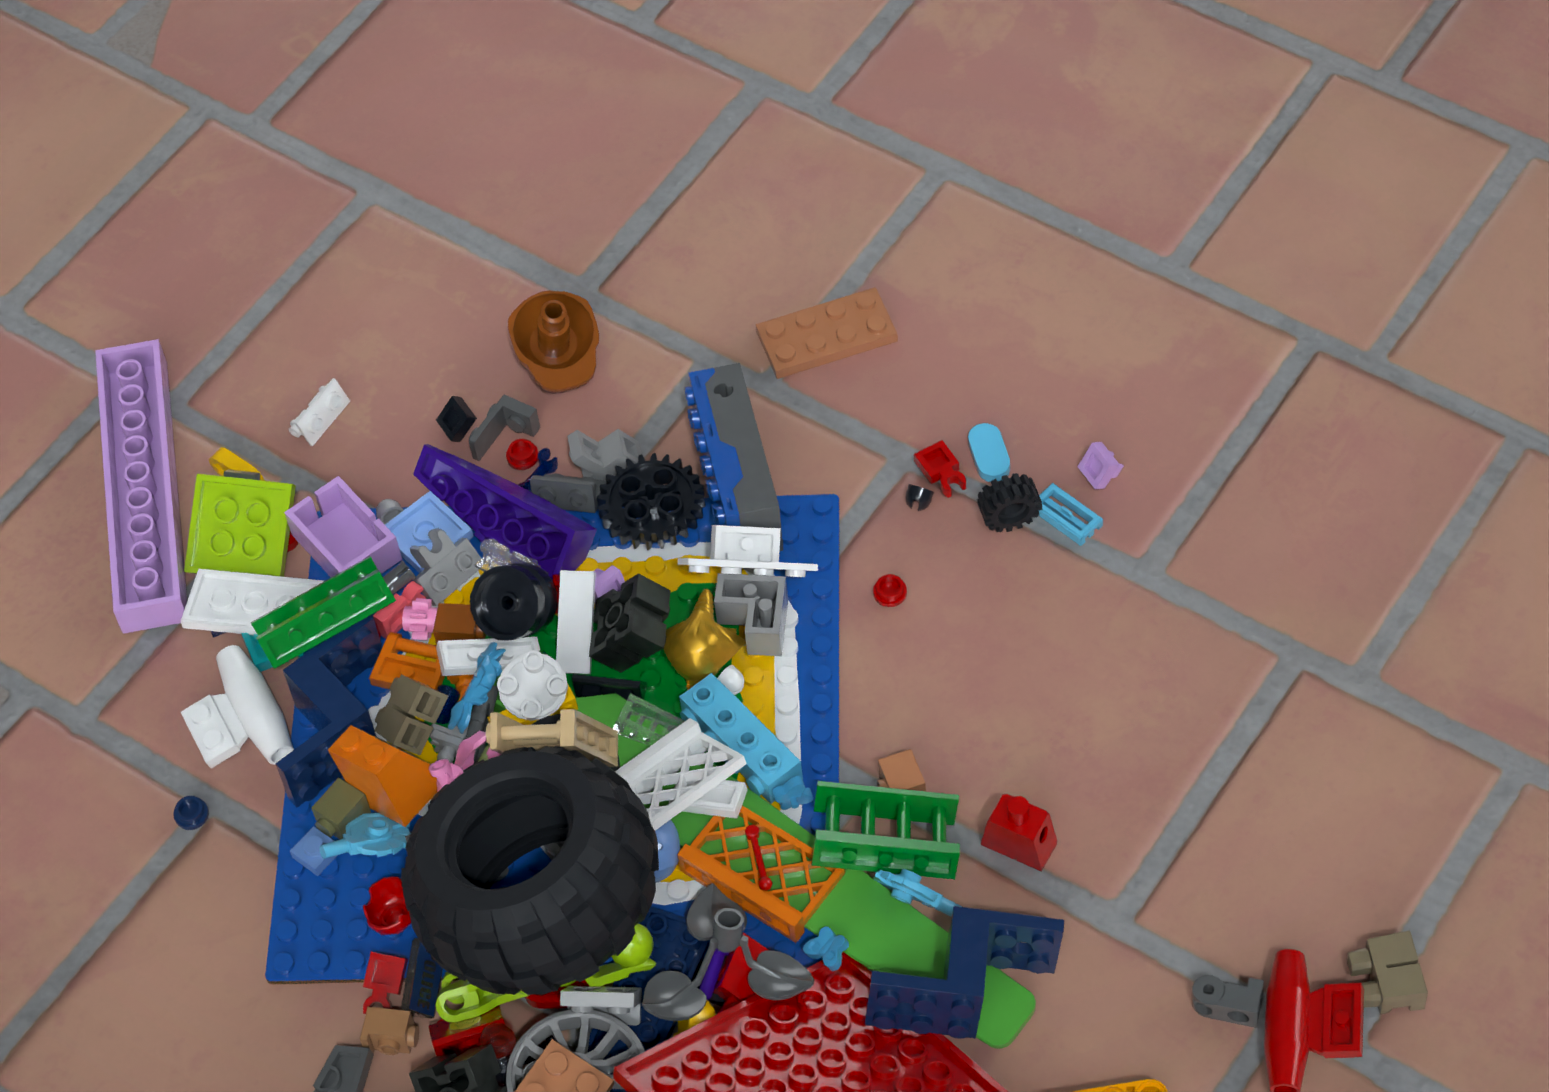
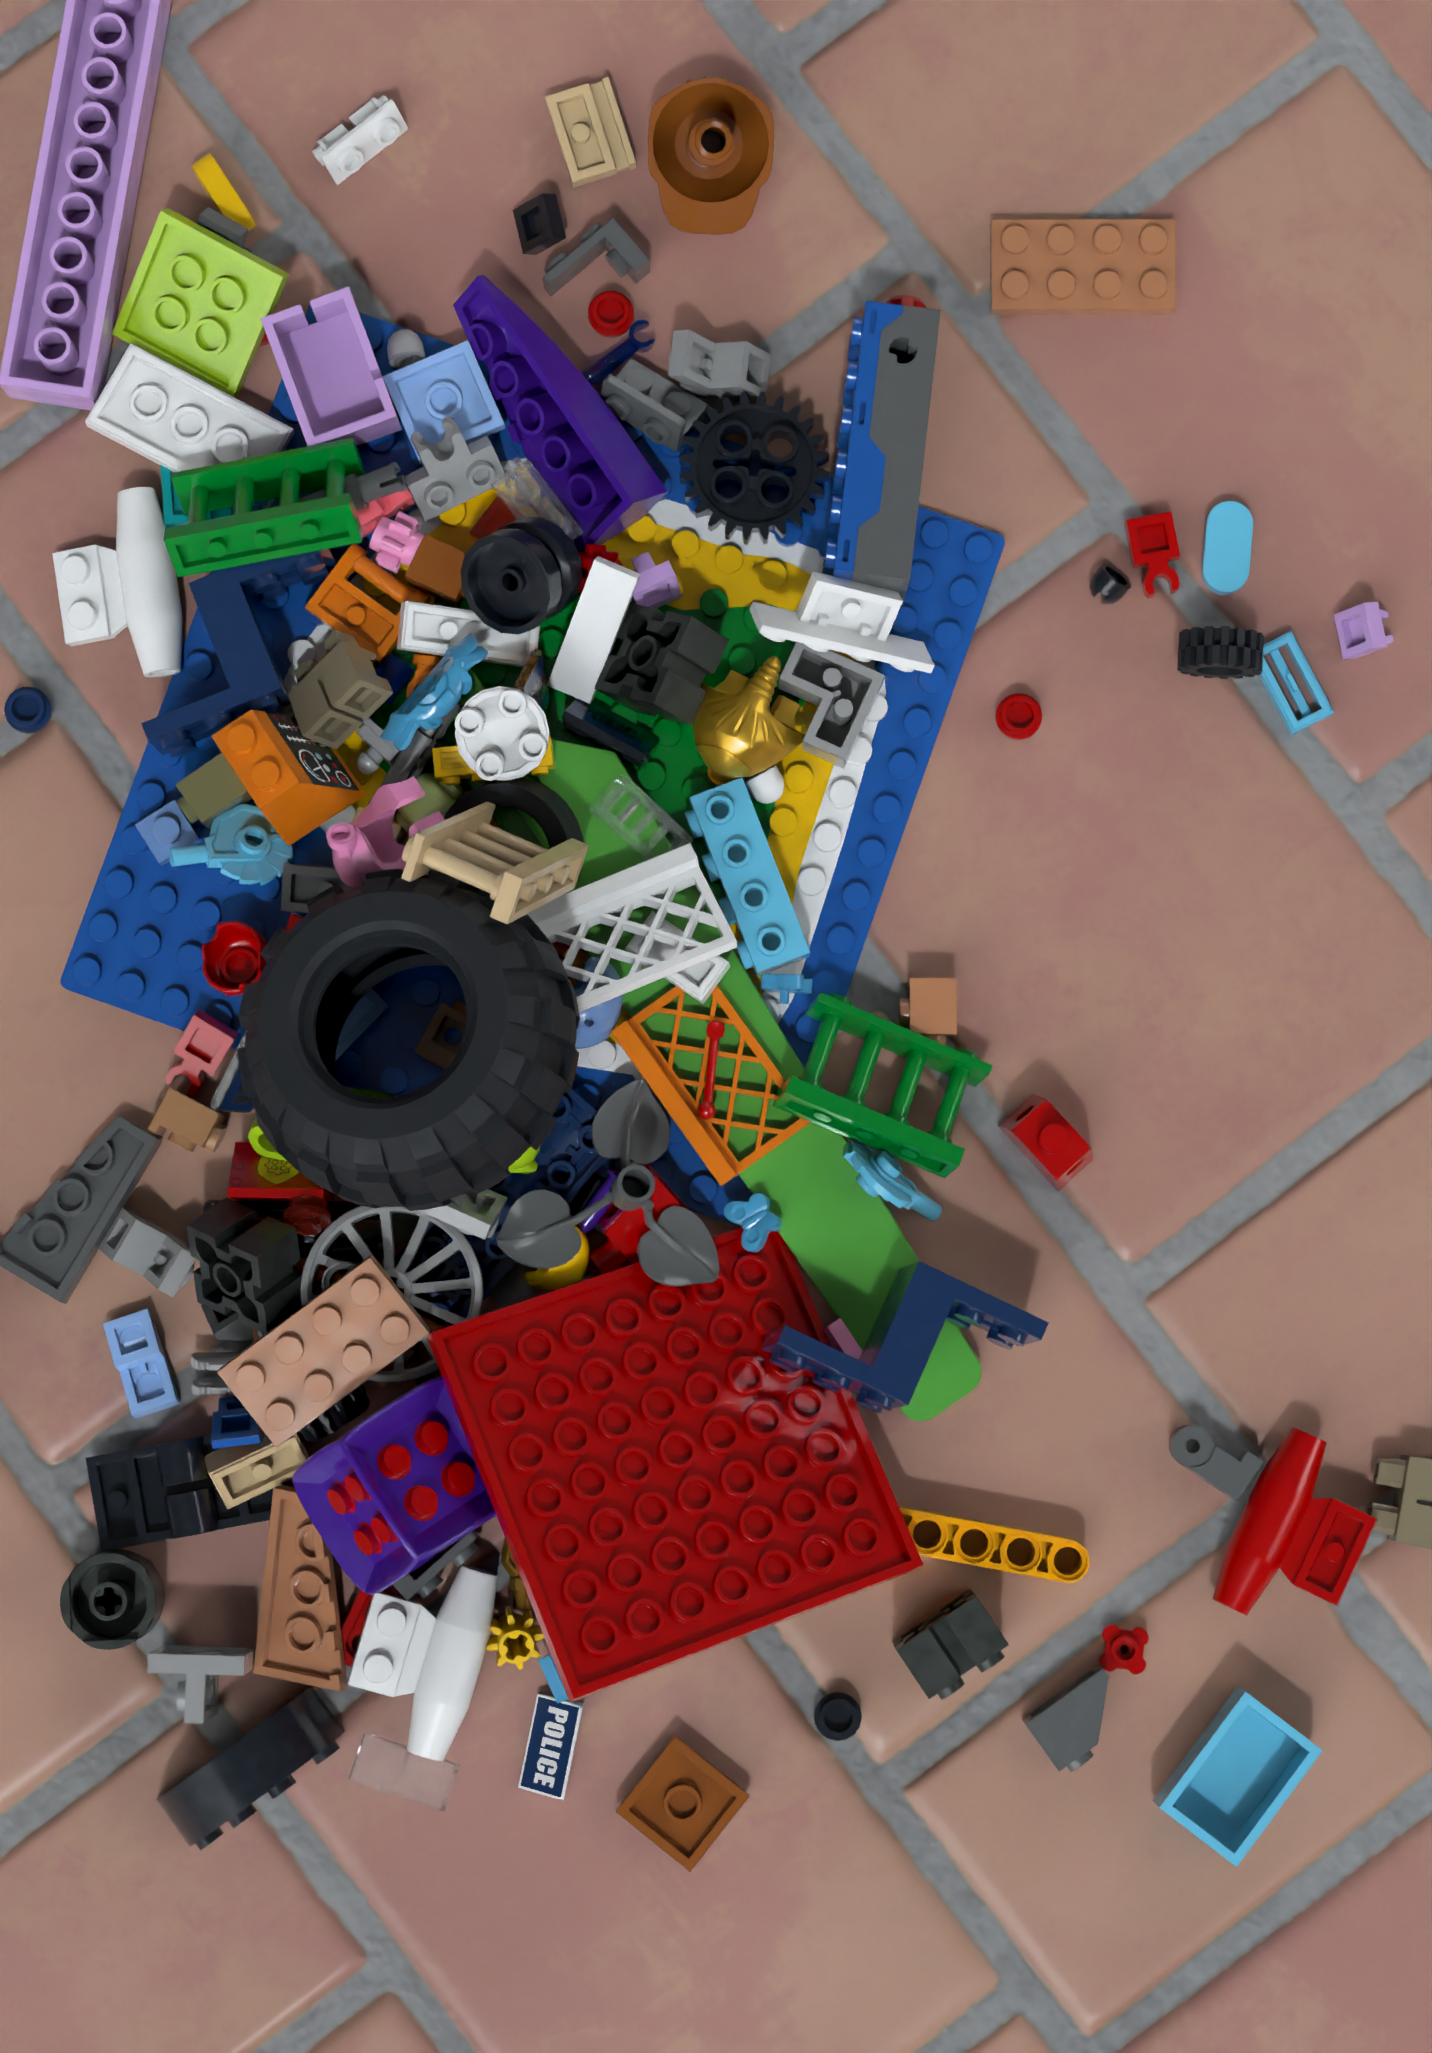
camera: 15 degrees right, 30 degrees up
(472, 361) = (590, 132): none -> tan plate

